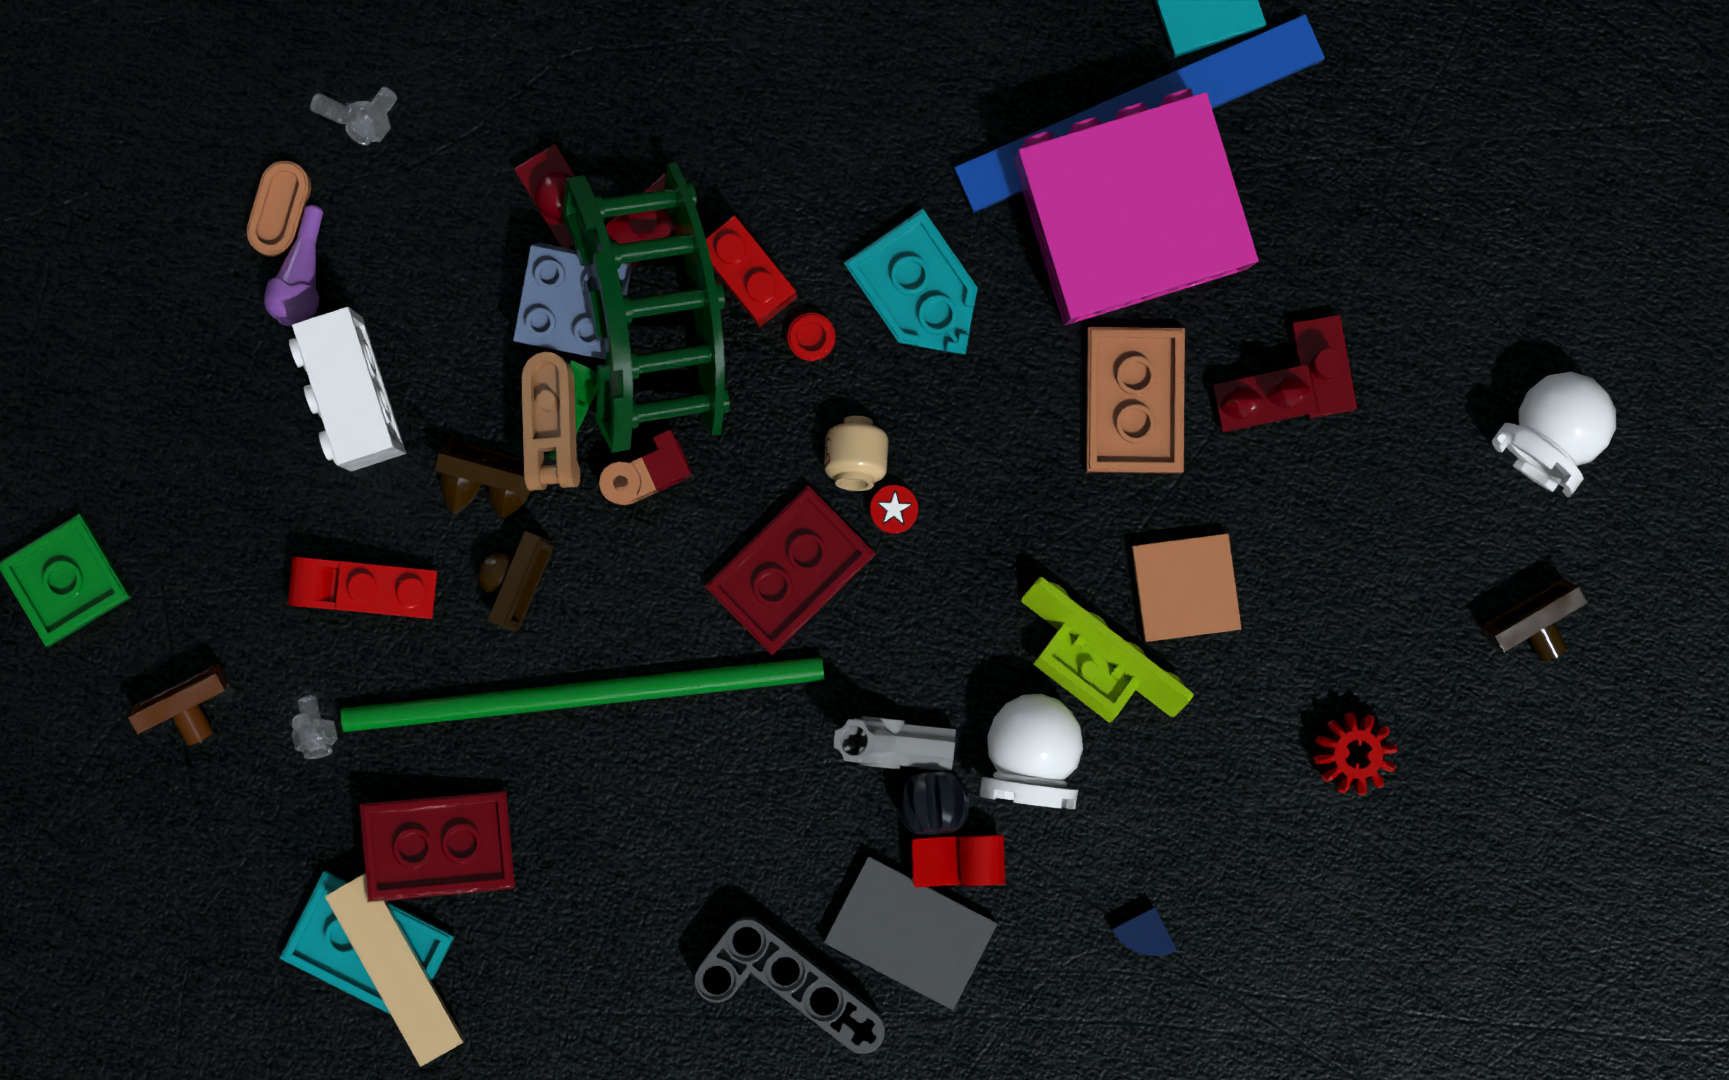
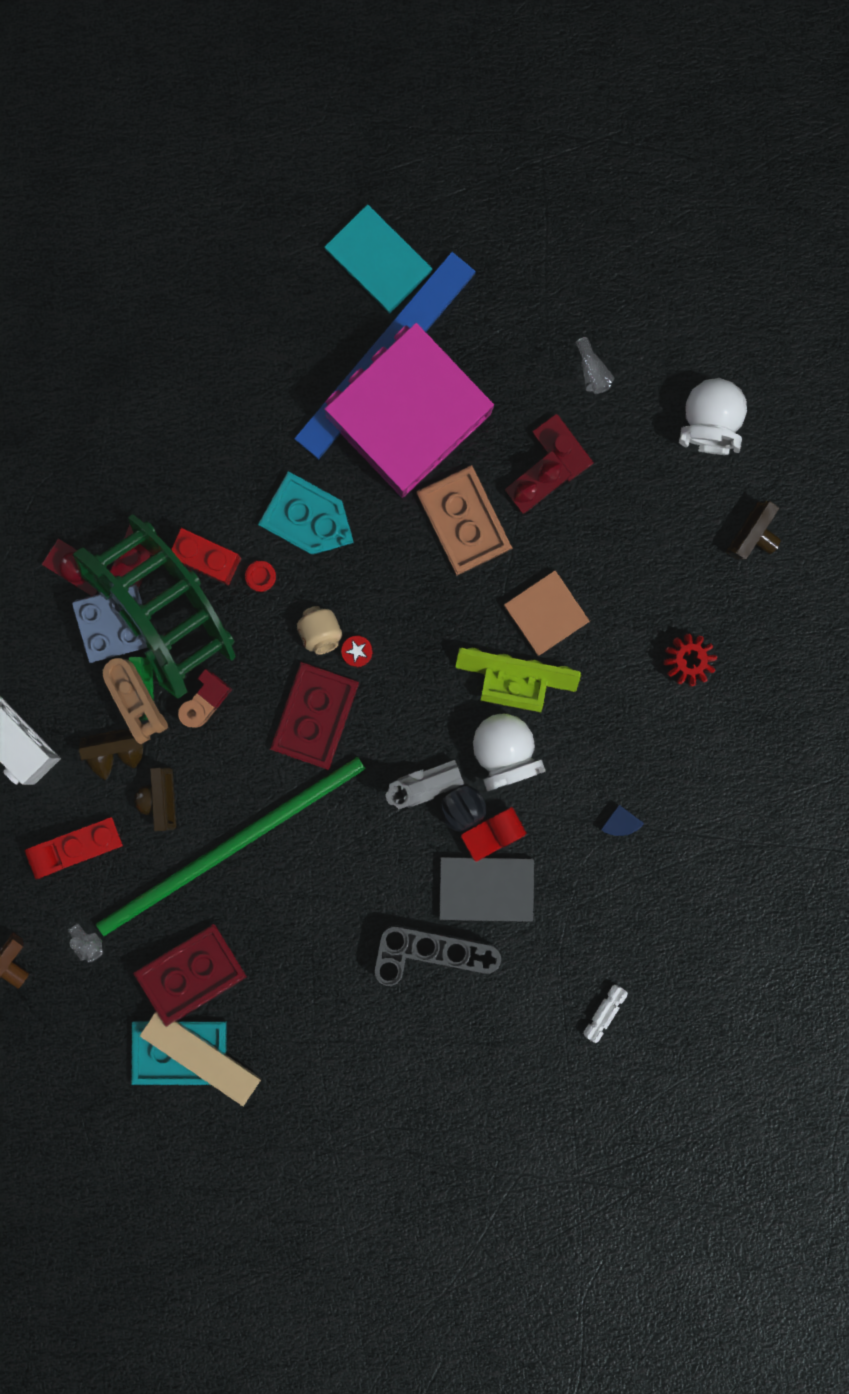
camera: 20 degrees left, 0 degrees up
(1422, 286) = (596, 374): none -> clear cone

